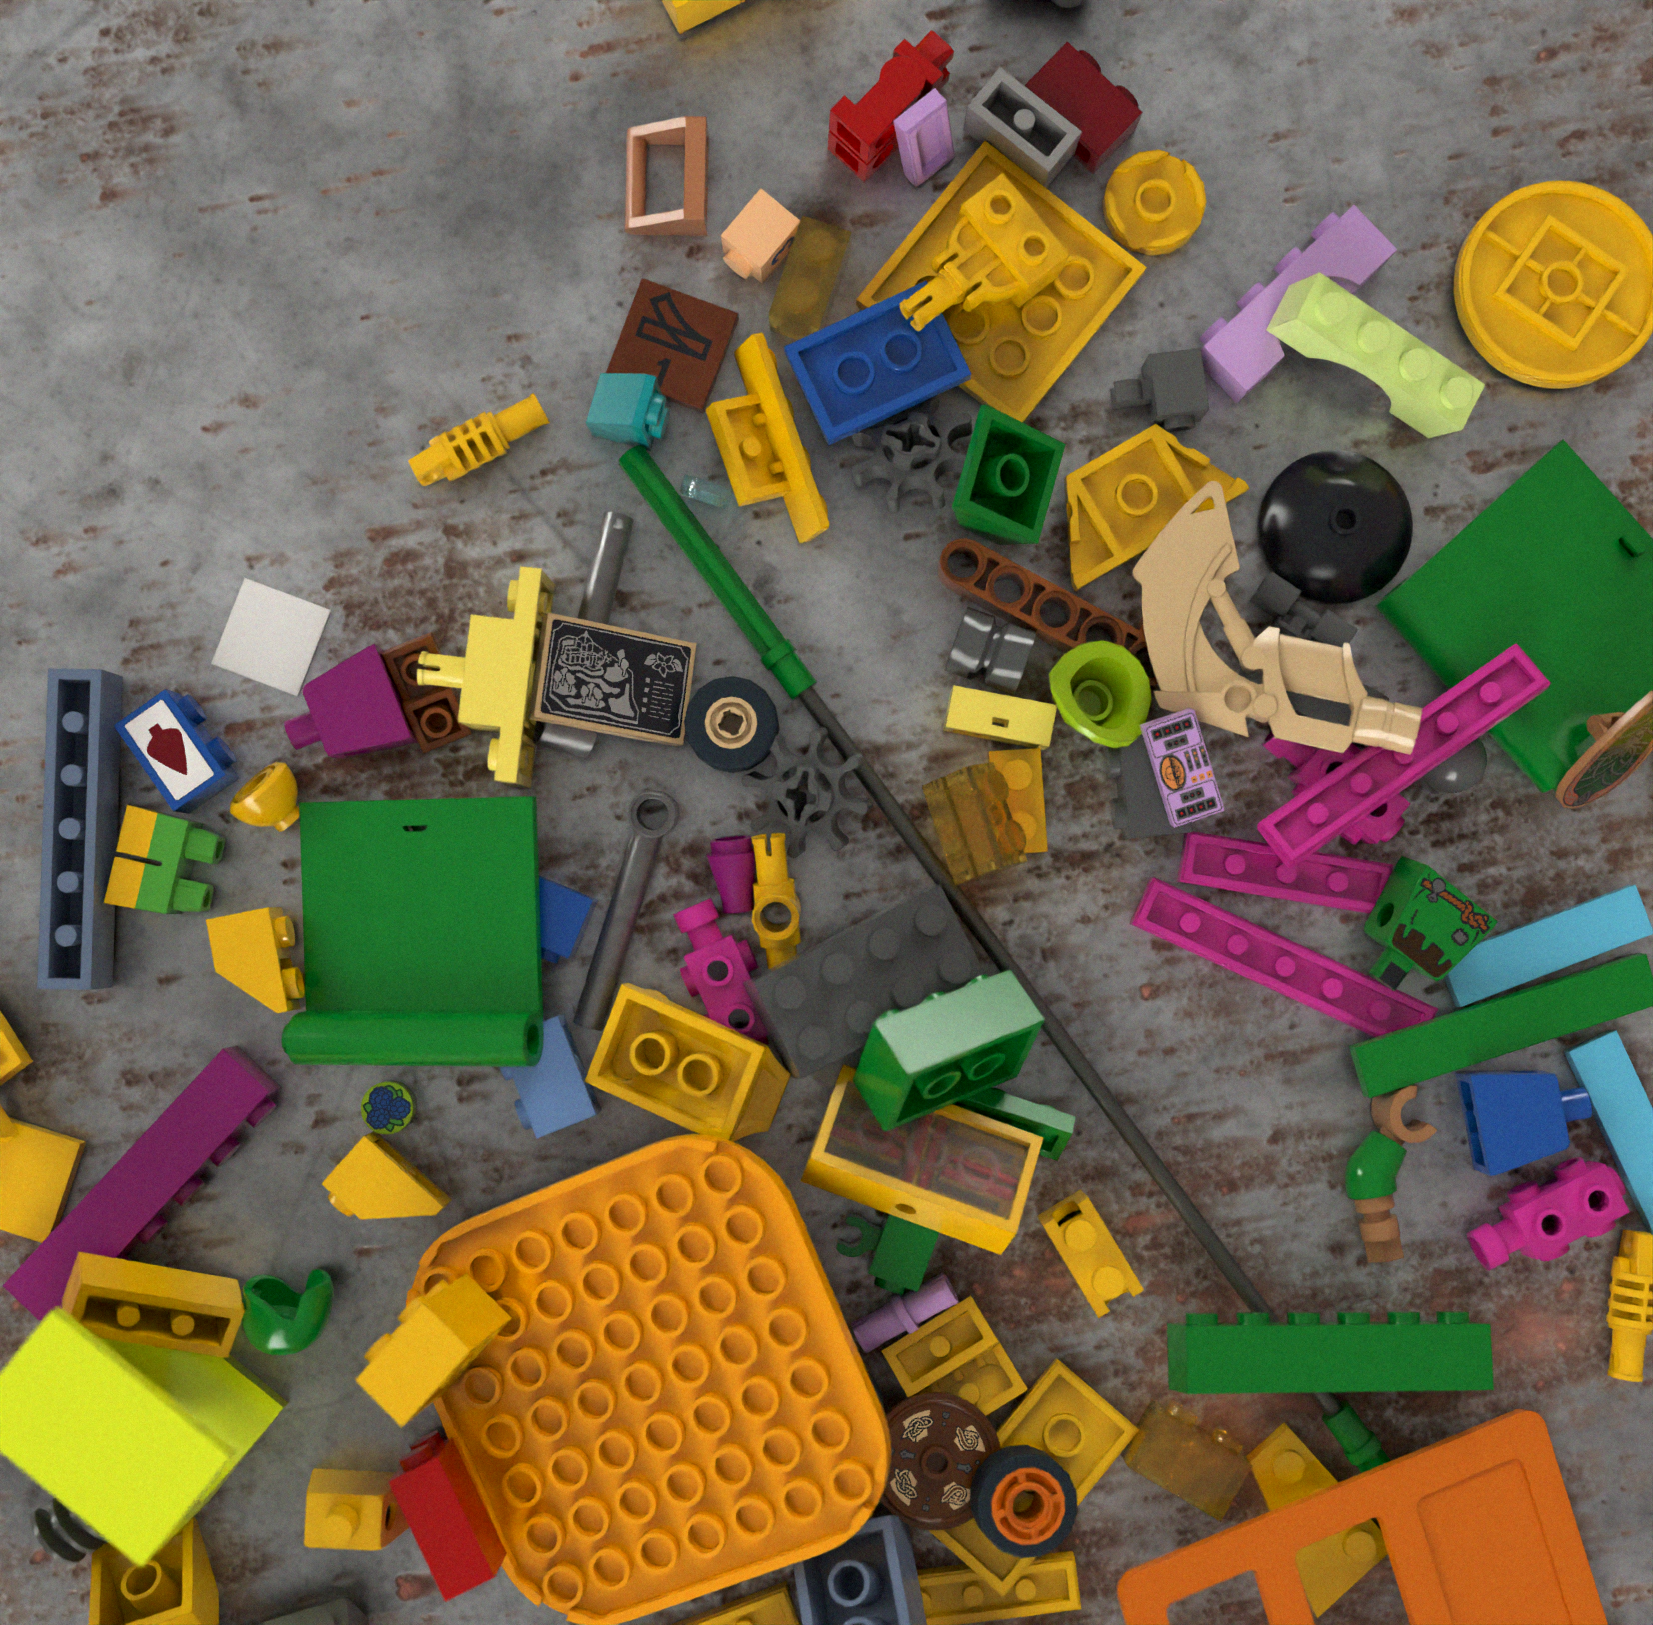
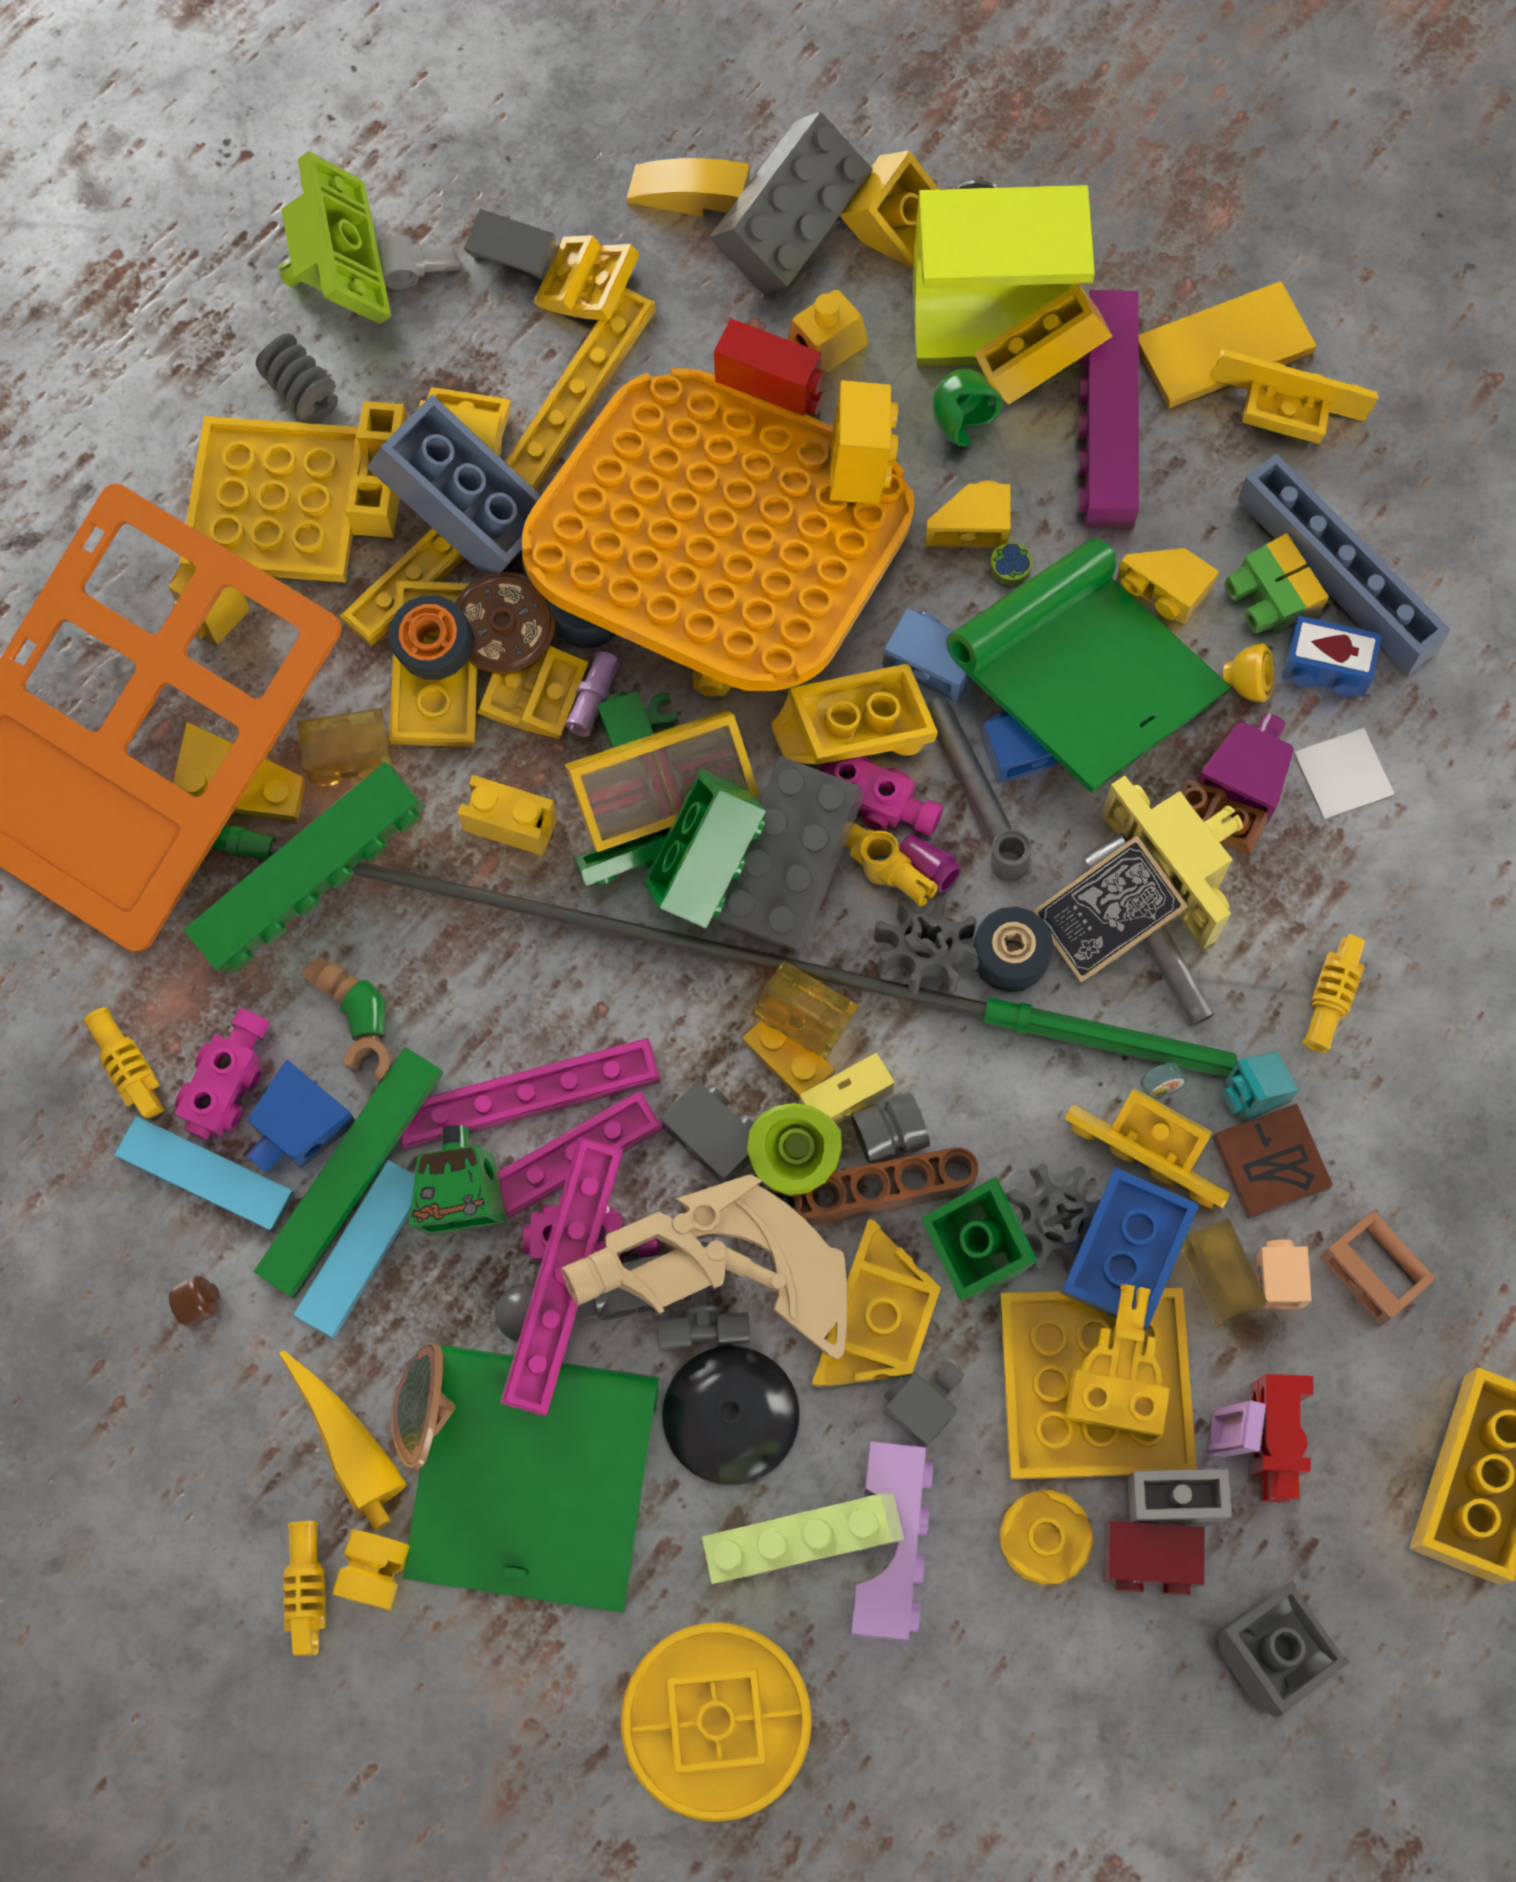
camera: 145 degrees right, 15 degrees down
(1182, 767) = (702, 1145): tile -> none

